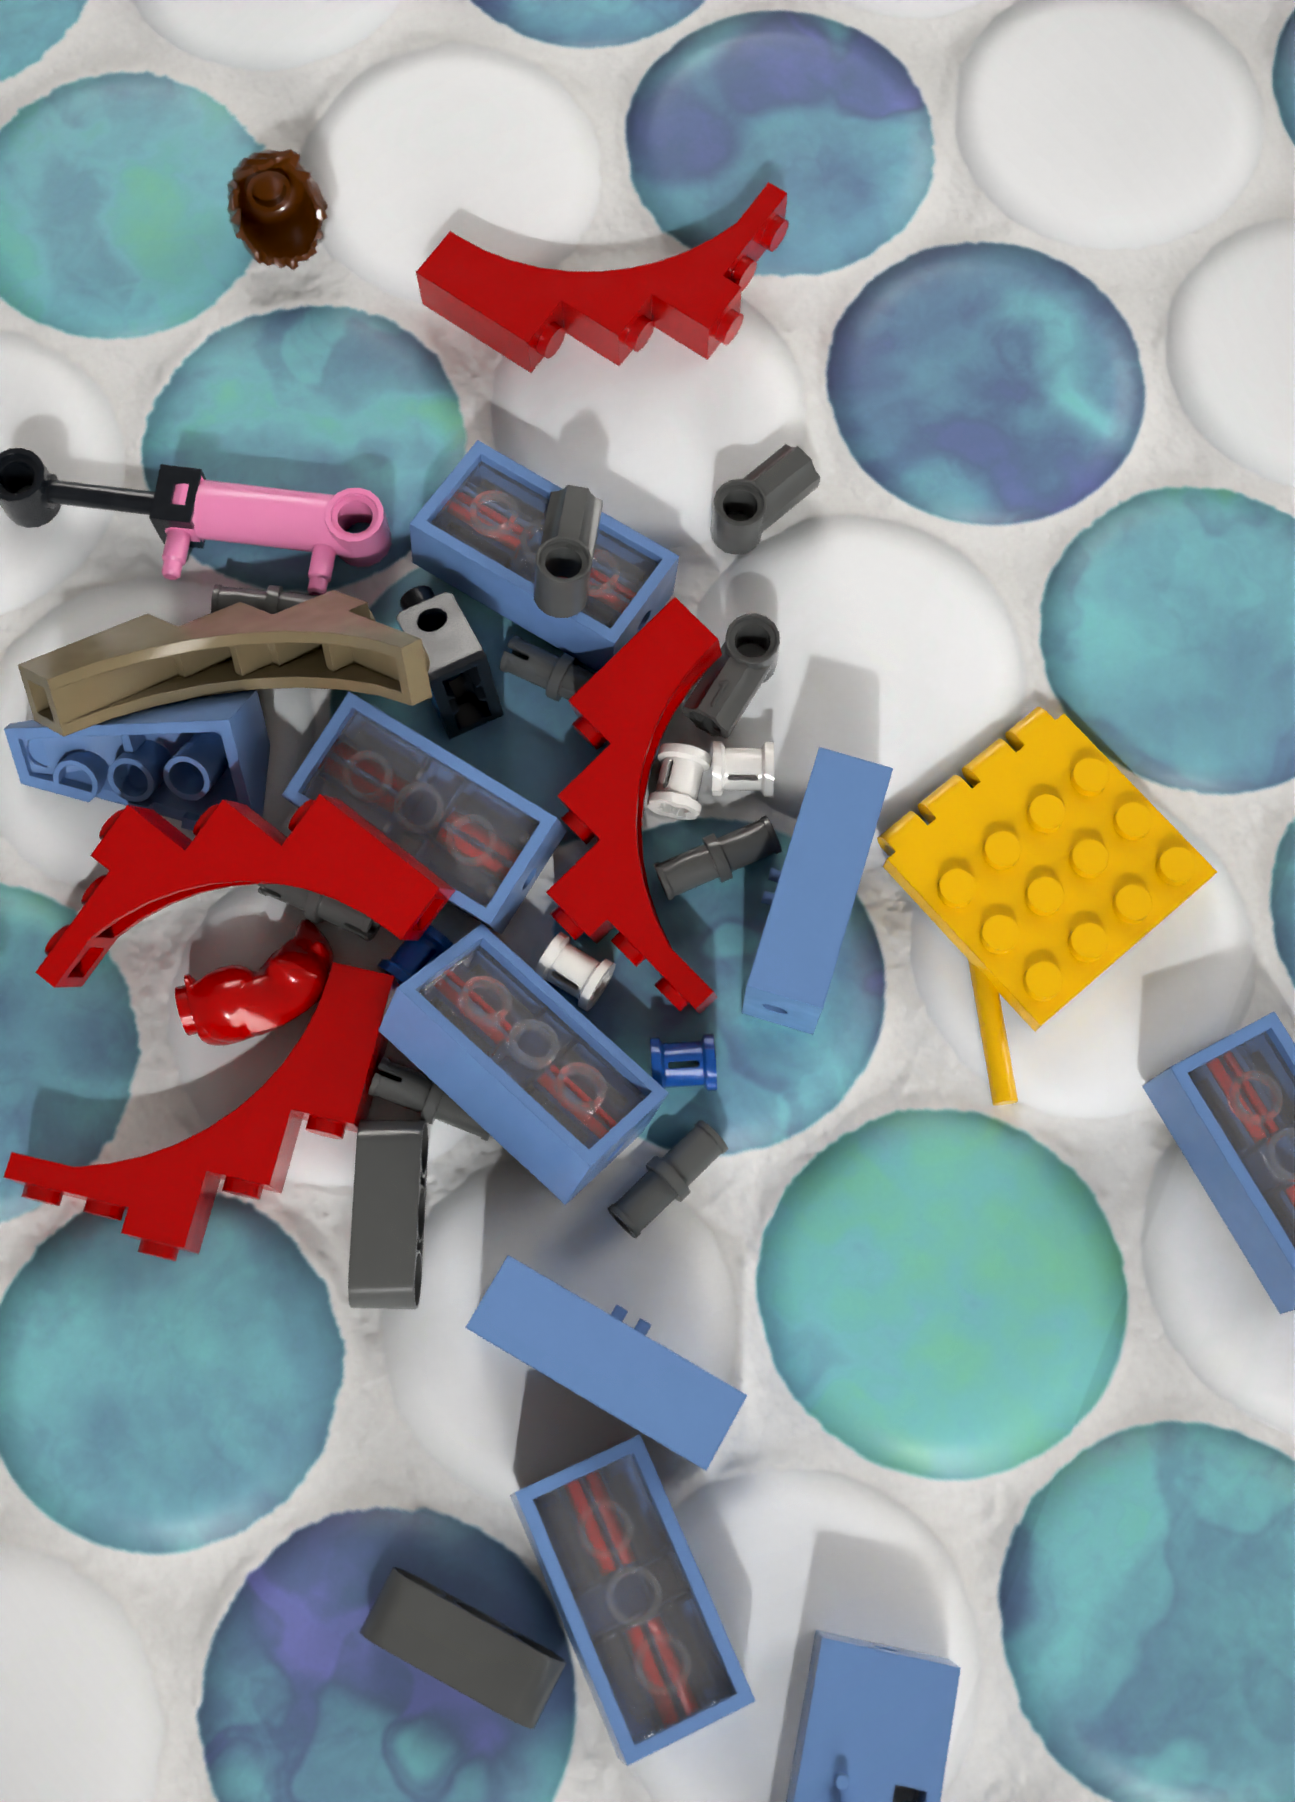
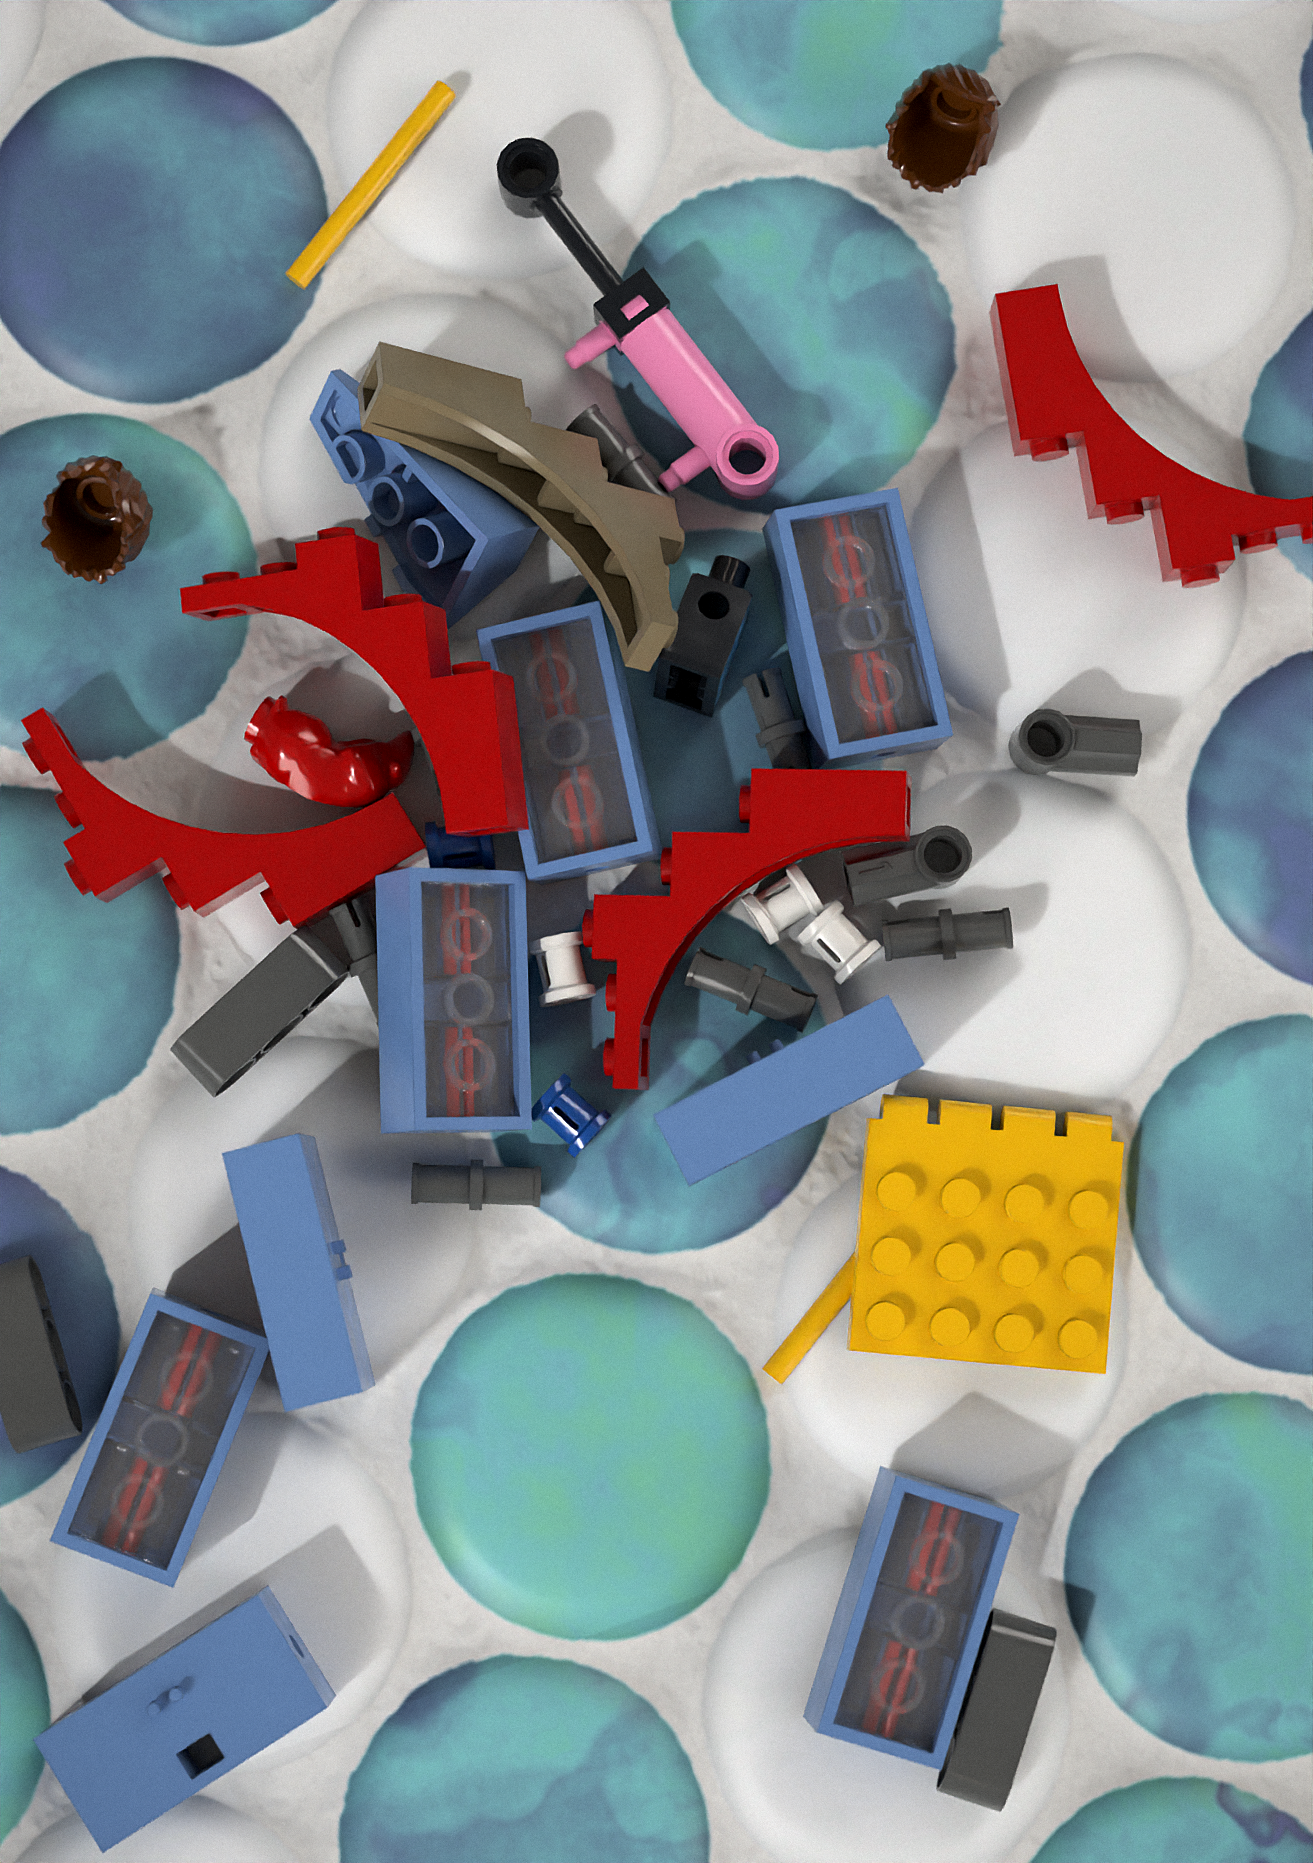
camera: 50 degrees right, 10 degrees up
(567, 551) = (866, 652): dark grey piece -> none
(808, 695) = (947, 934): none -> dark grey pin

